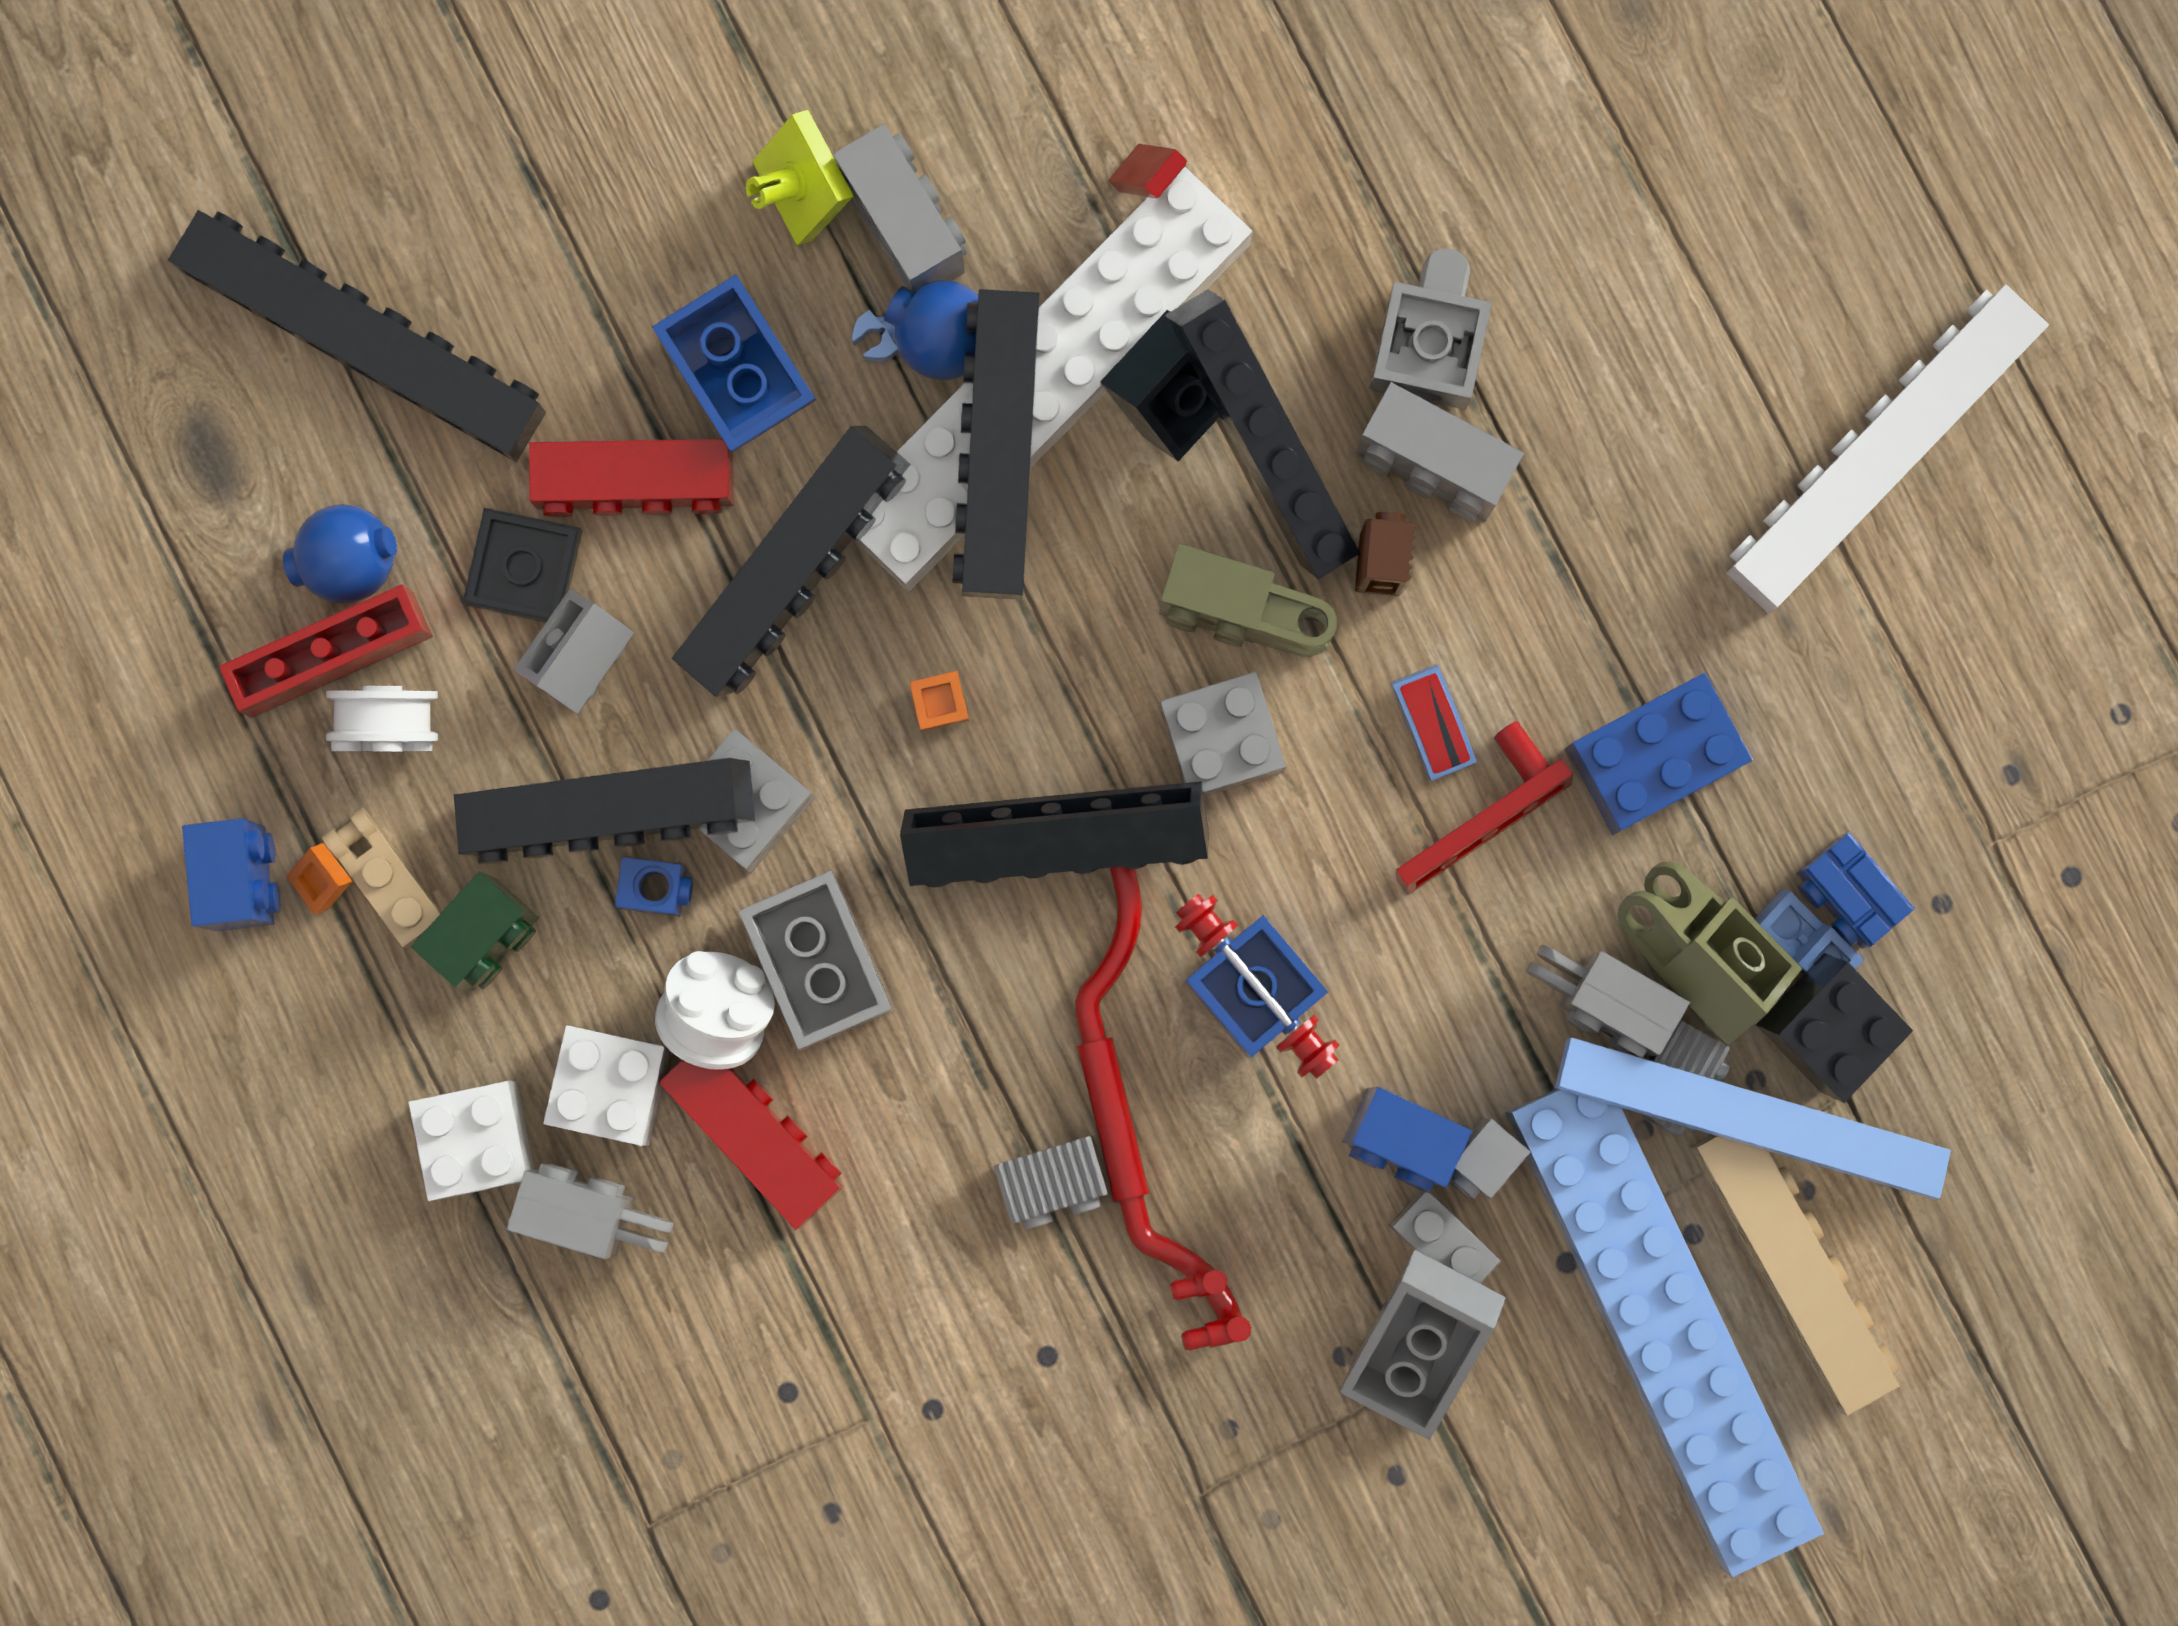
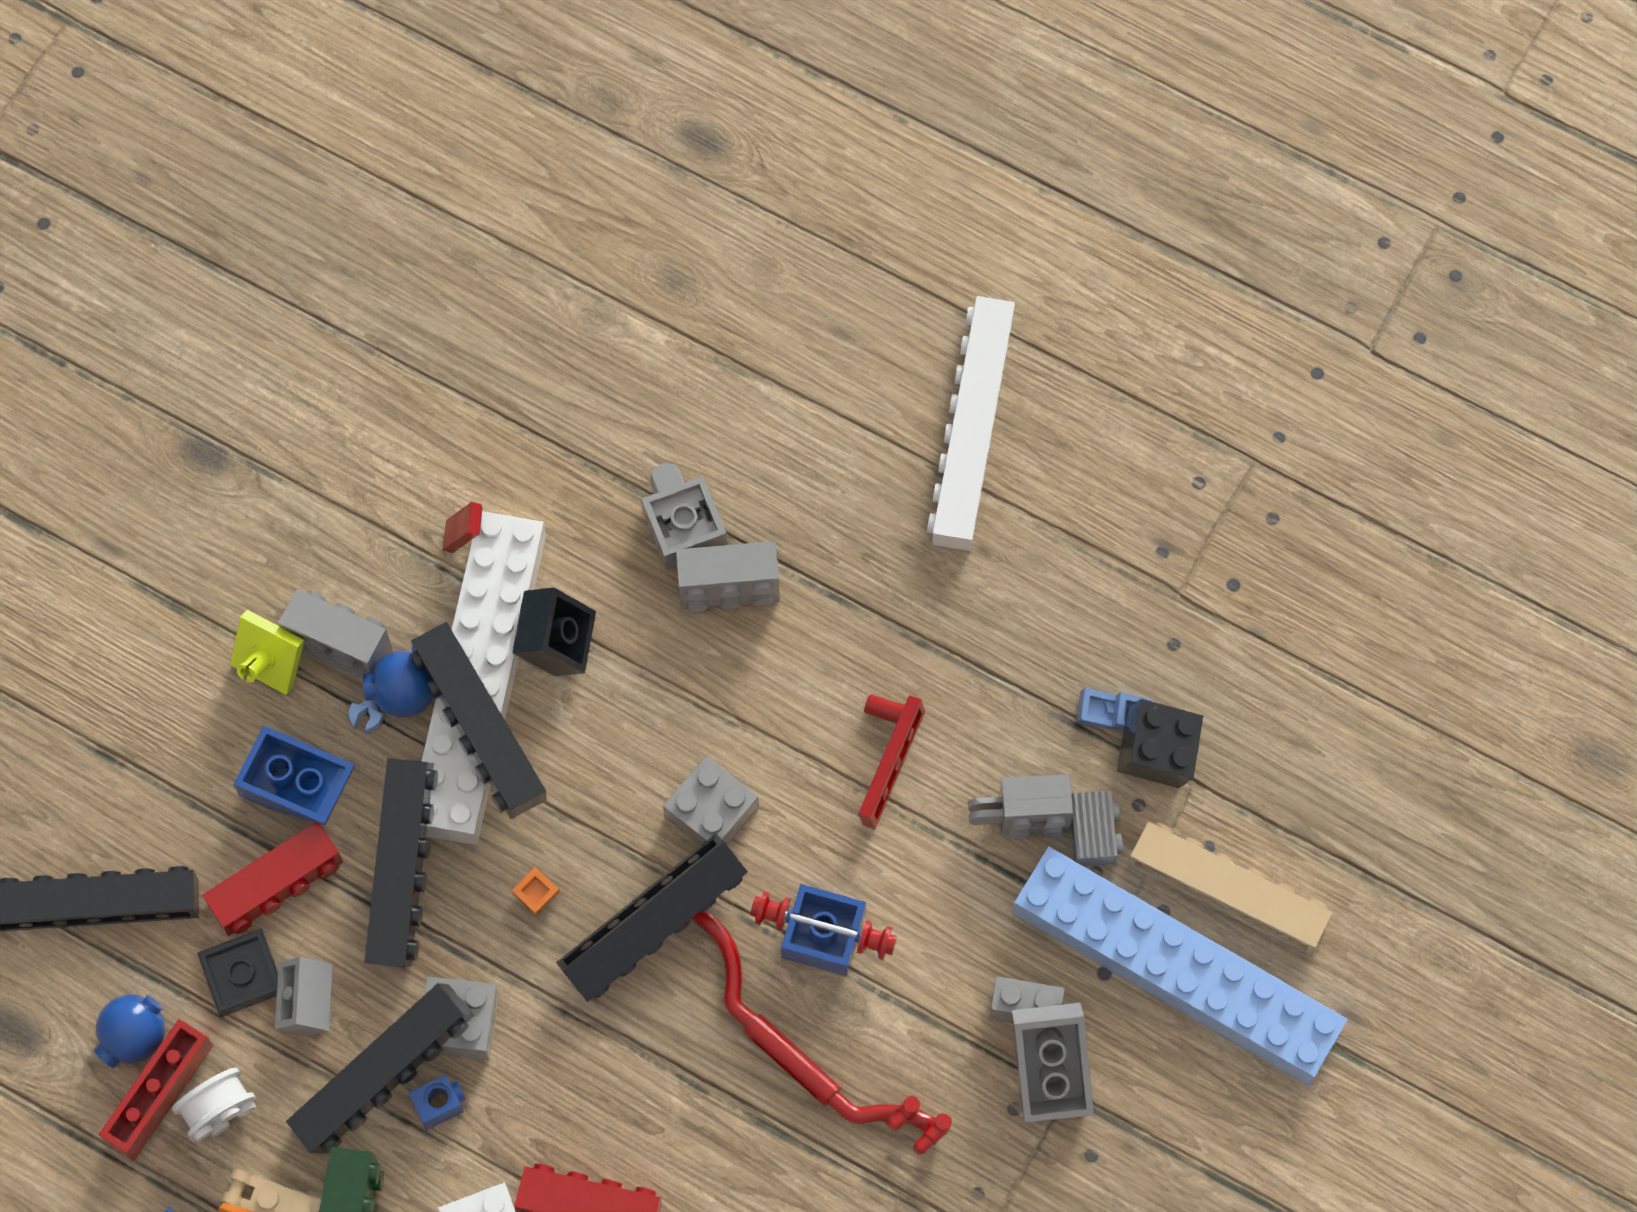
camera: 35 degrees left, 15 degrees down
(714, 1010) = (520, 1142): white wheel -> none
(816, 960) = (561, 1078): light grey brick -> none
(1050, 1182) = (780, 1117): light grey brick -> none
(1241, 604) = (673, 725): olive brick -> none
(1262, 433) = (623, 622): black brick -> none
(1385, 555) = (736, 649): reddish brown brick -> none
(1406, 1137) = (964, 953): blue brick -> none
(1433, 722) = (825, 724): slope -> none
(1487, 1160) = (1017, 939): light grey brick -> none
(1658, 753) = (961, 660): blue brick -> none
(1709, 951) = (1062, 745): olive brick -> none
(1752, 1118) = (1148, 819): light blue tile -> none
(1853, 892) = (1120, 666): blue brick -> none

